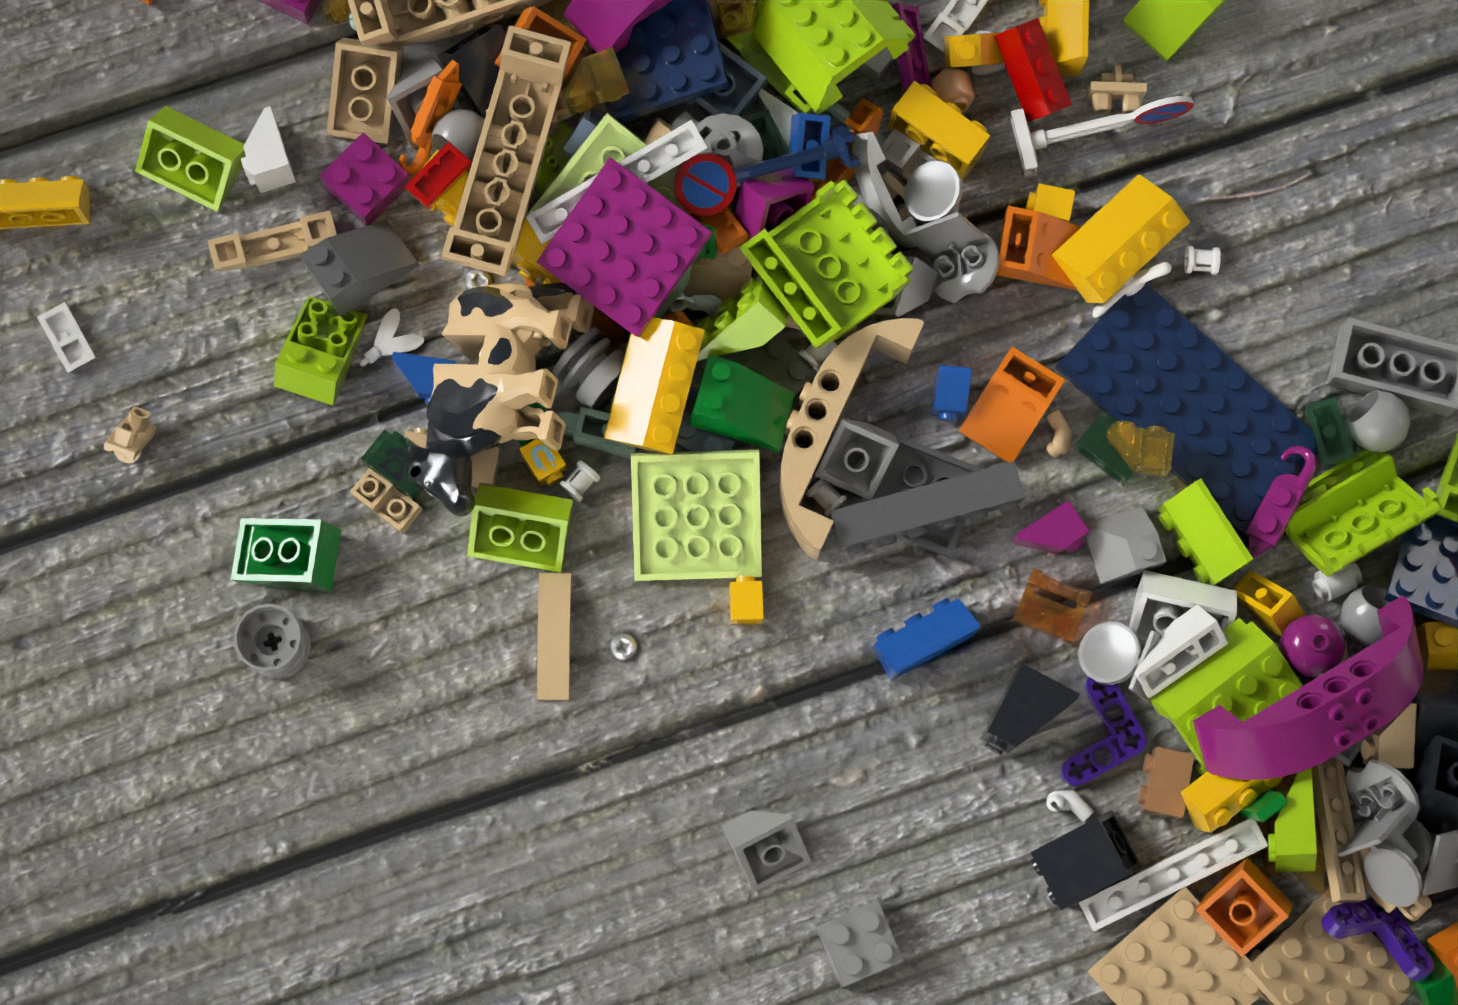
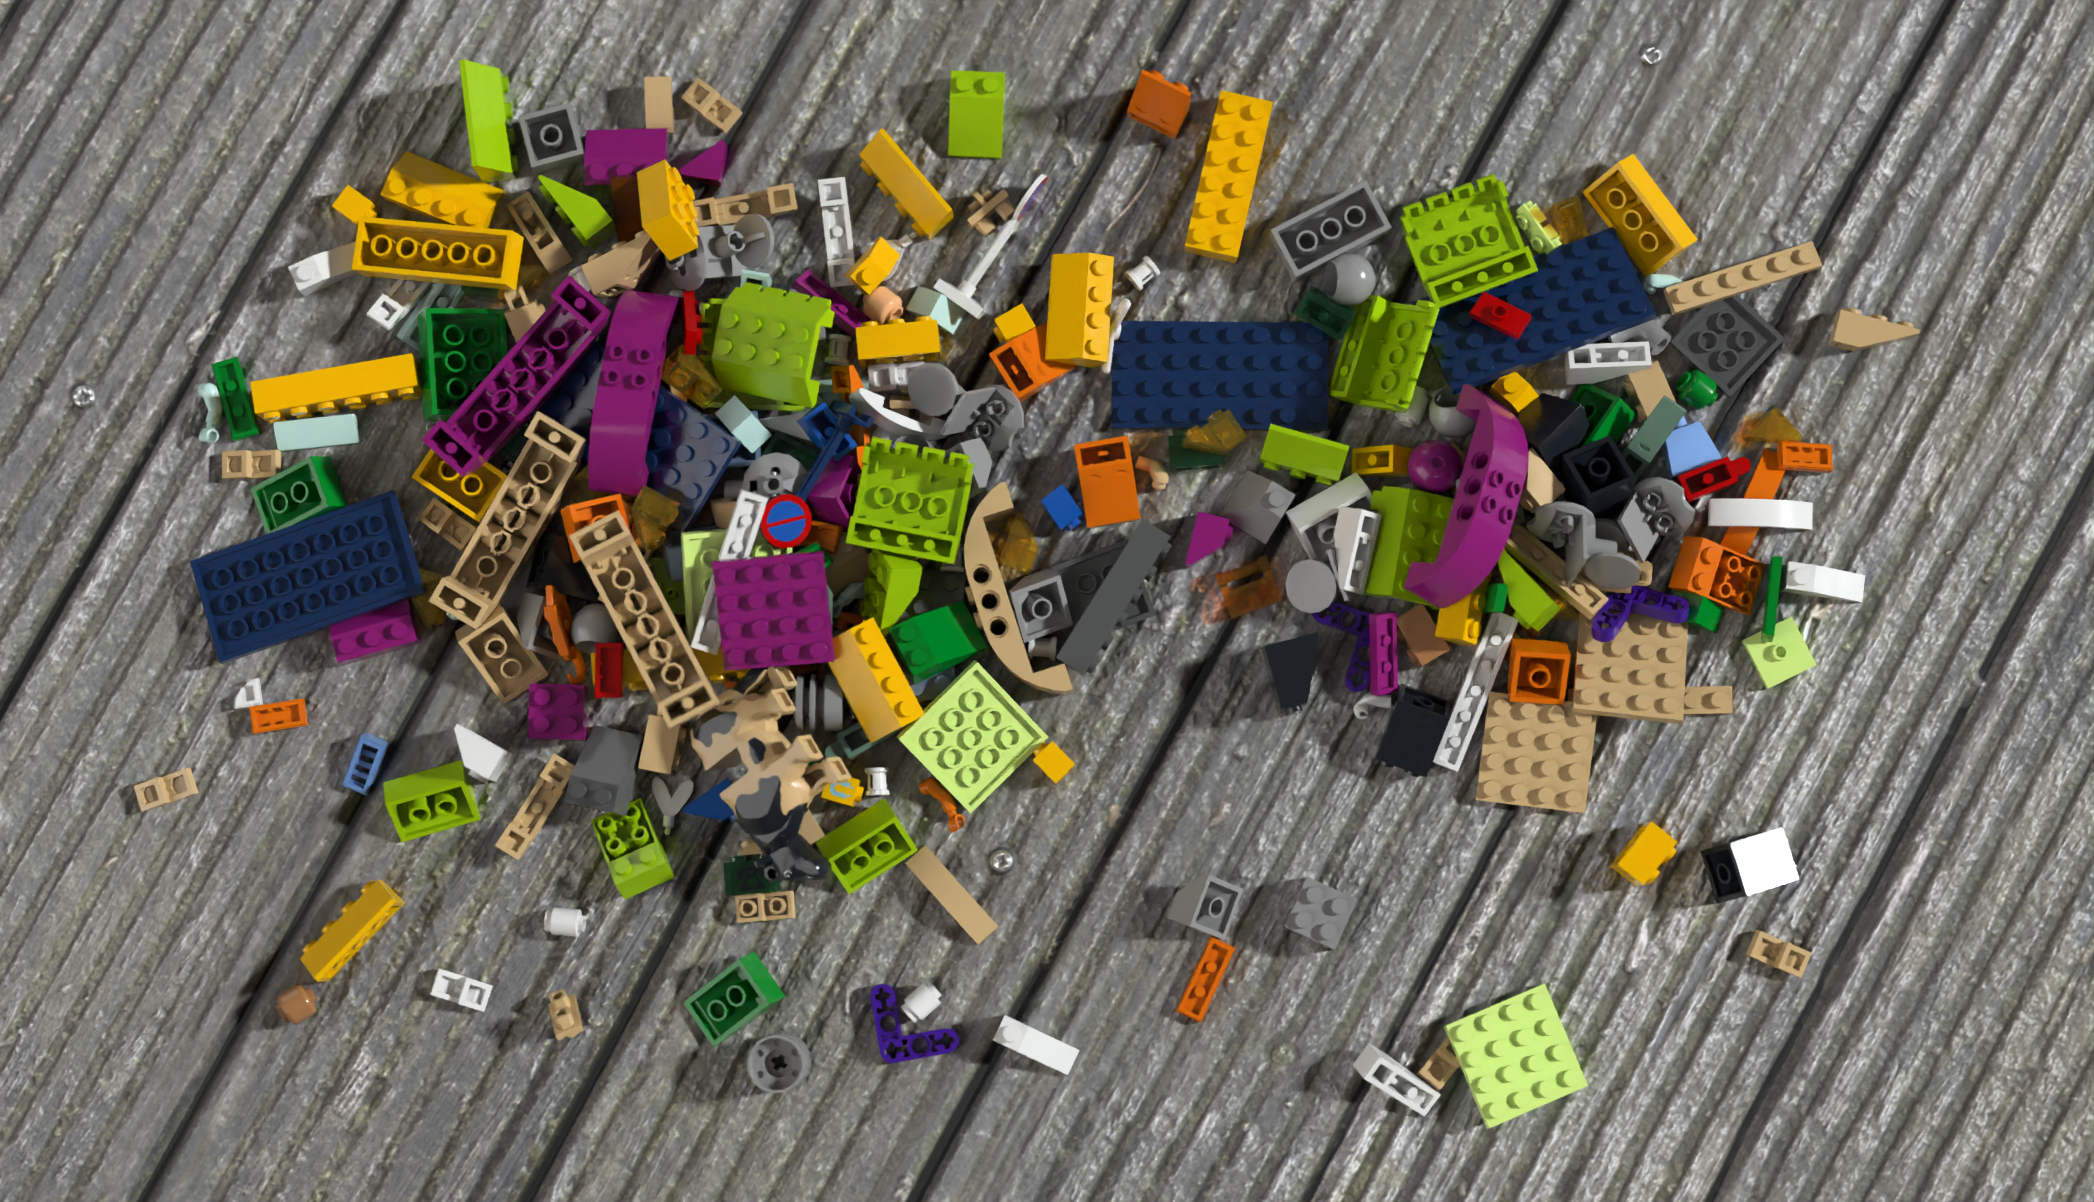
camera: 30 degrees left, 5 degrees up
(182, 82) = (375, 742): none -> medium blue slope
(205, 358) = (564, 921): none -> white brick
(395, 712) = (896, 1036): none -> dark purple beam
(427, 285) = (661, 746): none -> tan brick
(442, 703) = (921, 1002): none -> white brick
(506, 830) = (1036, 1045): none -> white slope
(624, 536) = (938, 791): none -> orange arm
(706, 910) = (1205, 979): none -> orange tile
(744, 78) = (743, 424): none -> light aqua slope
(883, 91) = (838, 349): none -> white bush
(883, 396) = (1020, 548): none -> clear yellow slope
(924, 637) = (1186, 682): blue slope -> none
(1002, 144) = (939, 307): none -> light aqua slope
(1032, 70) = (923, 247): red brick -> none
(1120, 767) = (1383, 653): none -> magenta plate
(1280, 504) = (1334, 391): magenta plate -> none
(1347, 128) = (1159, 103): none -> orange slope
(1350, 244) = (1228, 176): none -> yellow brick

